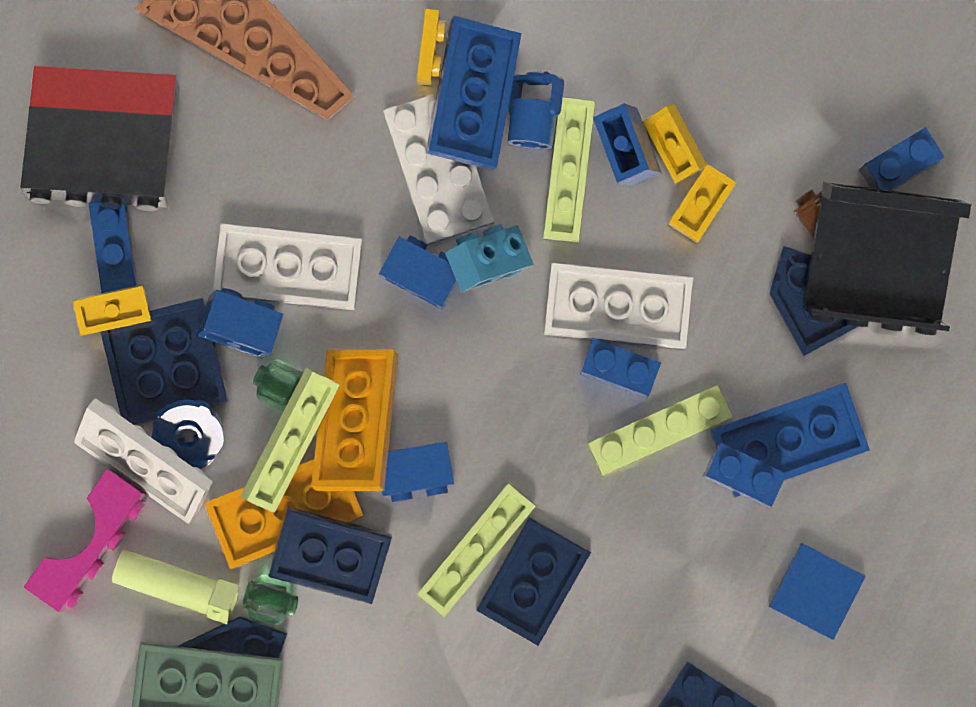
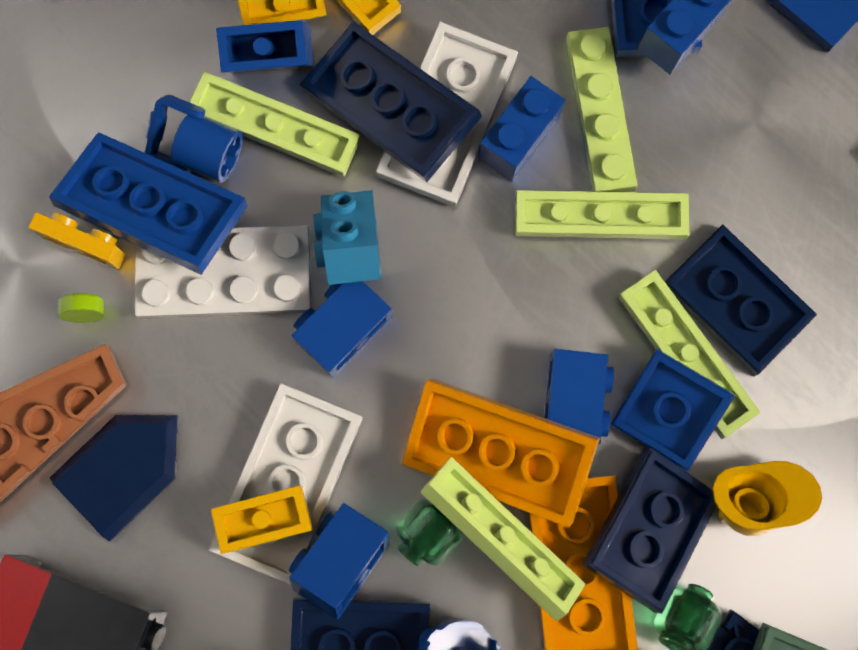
camera: 80 degrees left, 5 degrees down
(253, 256) = (261, 519): none -> yellow plate
(262, 137) = (120, 470): none -> dark blue tile
(377, 67) = (81, 308): none -> lime tile
(379, 634) = (766, 496): none -> yellow piece
(427, 547) = (672, 409): none -> blue tile
(570, 452) = (602, 214): none -> yellowish green plate
(612, 256) = (391, 101): none -> dark blue tile

